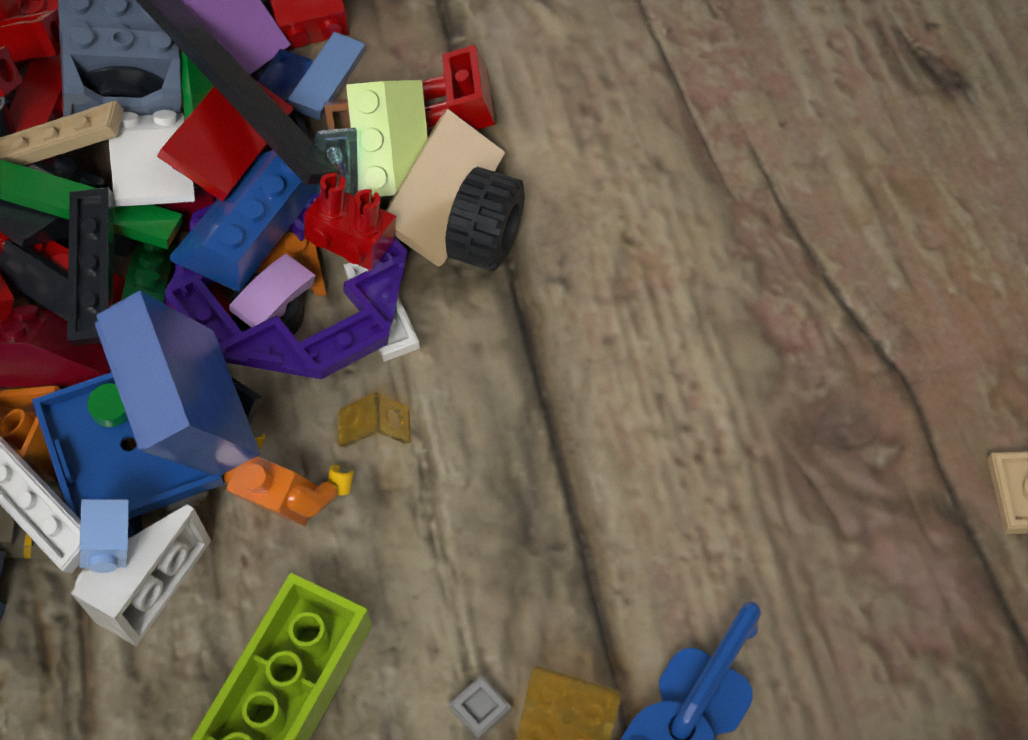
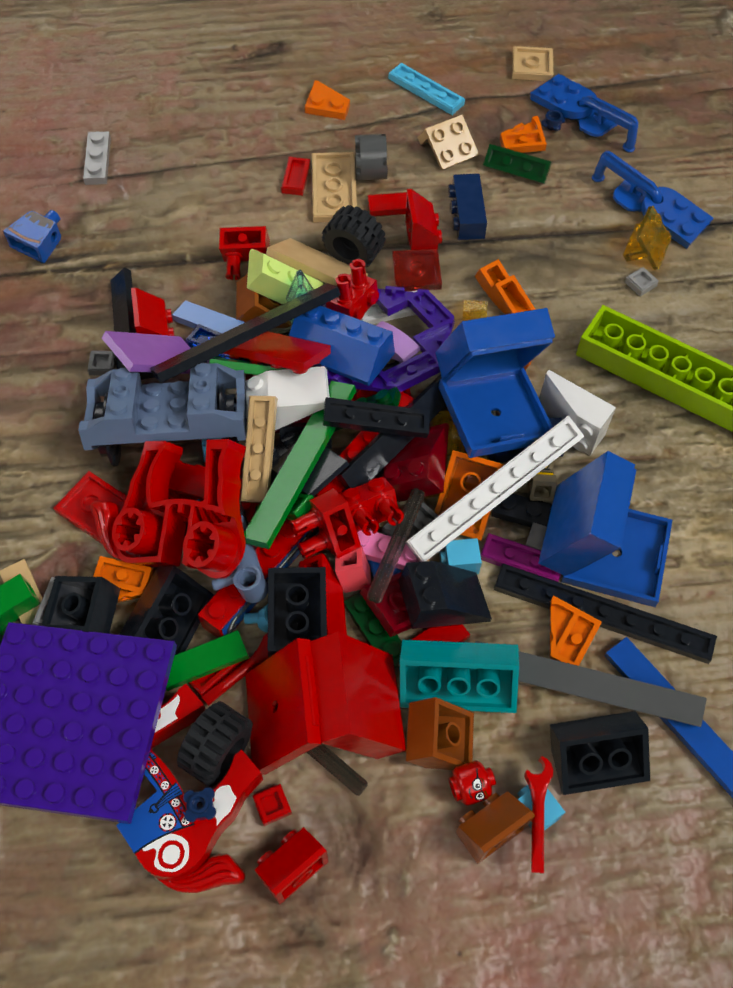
camera: 85 degrees left, 0 degrees up
(103, 535) = (574, 400): light blue brick -> none
(106, 406) = (475, 413): green tile -> none
(417, 468) = (503, 289): none -> orange slope
(464, 334) = (417, 269): none -> clear red tile
(544, 316) = (421, 223): none -> red slope
(605, 282) = (387, 204): none -> red tile
(610, 394) = (468, 206): none -> dark blue brick
(632, 199) = (332, 183): none -> tan tile
(645, 144) = (295, 176): none -> red tile
(683, 229) = (371, 156): none -> dark grey brick
(734, 471) = (517, 163): none -> dark green plate
(764, 354) = (450, 142): none -> tan bracket
(811, 481) = (524, 137): none -> orange wing
(829, 164) = (326, 102): none -> orange wing
(878, 523) = (553, 120): none -> dark blue plate
(908, 313) = (426, 88): none -> medium azure tile
(945, 552) = (581, 103): none -> blue plate

